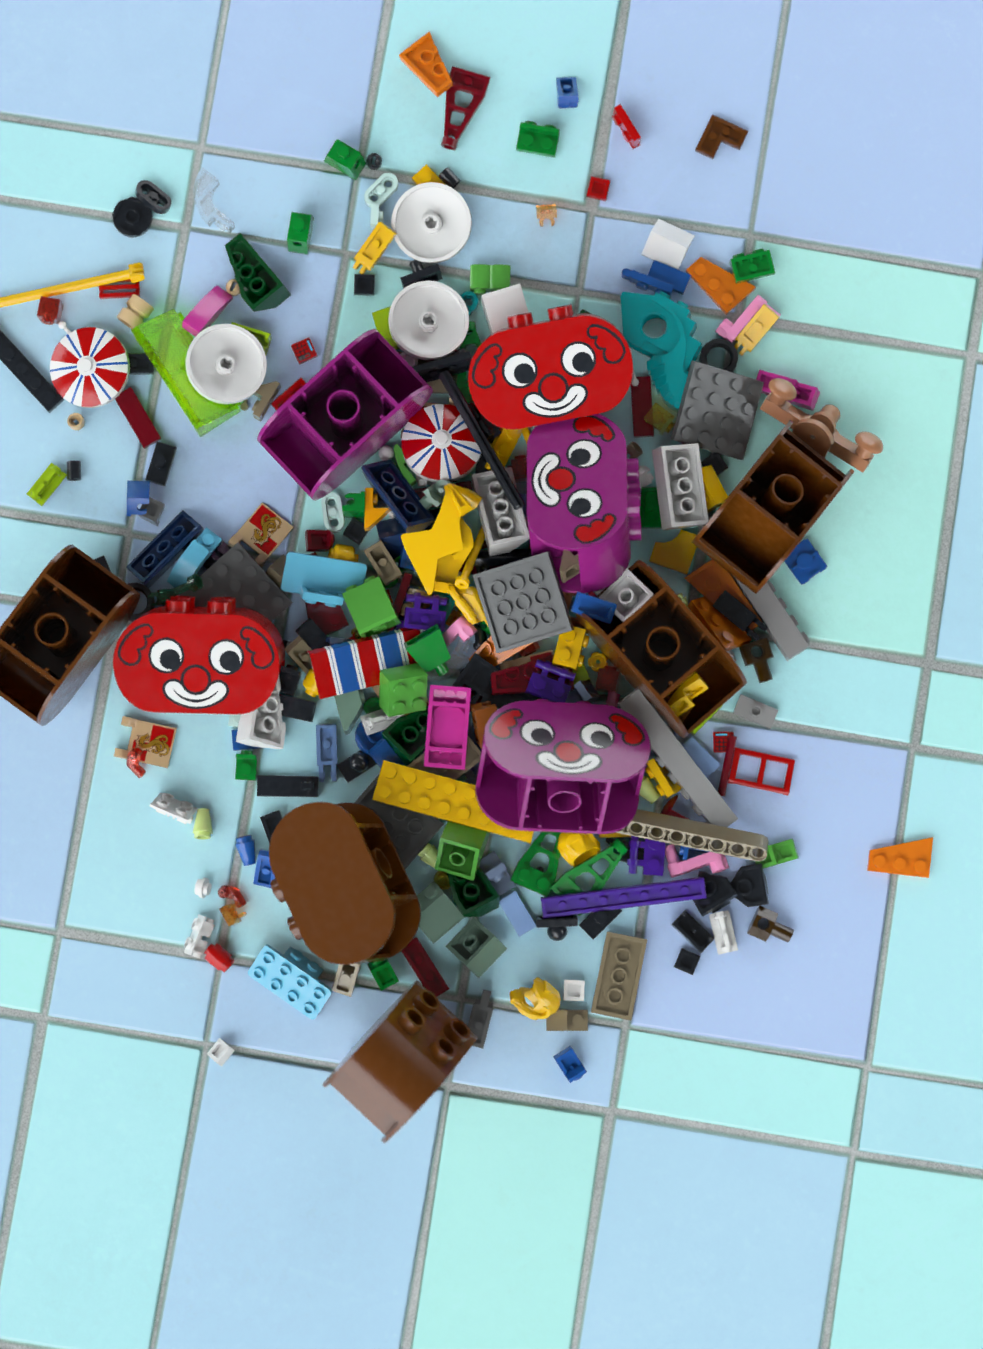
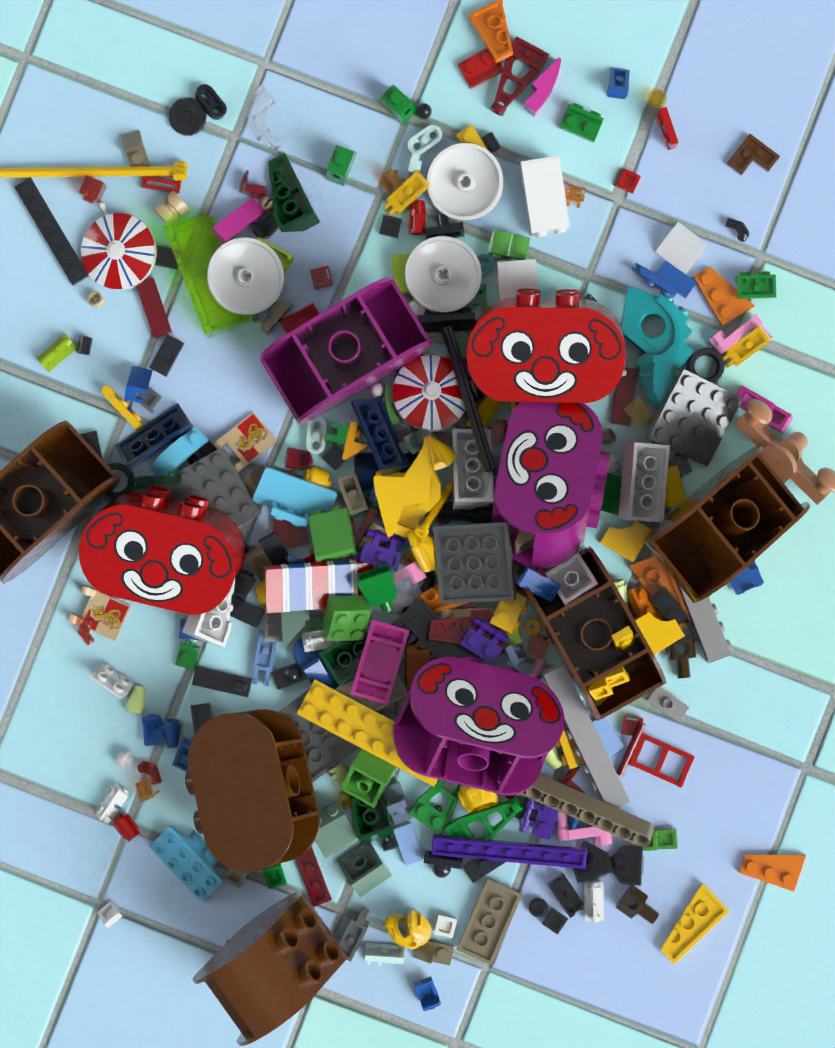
camera: 10 degrees right, 5 degrees up
(85, 261) = (135, 149): none -> dark tan slope
(125, 525) = (111, 395): none -> yellow hinge
(217, 277) = (254, 191): none -> dark red plate
(226, 850) = (153, 730): none -> blue bracket
(236, 309) = (265, 226): none -> black bracket
(328, 714) = (272, 626): none -> light grey plate
(355, 238) = (391, 181): none -> clear orange tile
(390, 270) = (417, 218): none -> red hinge
(422, 106) = (479, 68): none -> red plate
(491, 113) = (543, 88): none -> dark pink slope
(497, 918) = (389, 845): none -> black hinge
(515, 220) = (544, 196): none -> white slope
(517, 1031) = (384, 953): none -> light aqua plate
(609, 99) = (657, 99): none -> clear yellow plate
(666, 950) = (538, 907): none -> black plate
(691, 643) = (623, 639): none -> yellow hinge
(723, 211) = (740, 227): none -> black arm
(731, 636) = (659, 633): none -> yellow tile
(833, 930) = (697, 919): none -> yellow wing

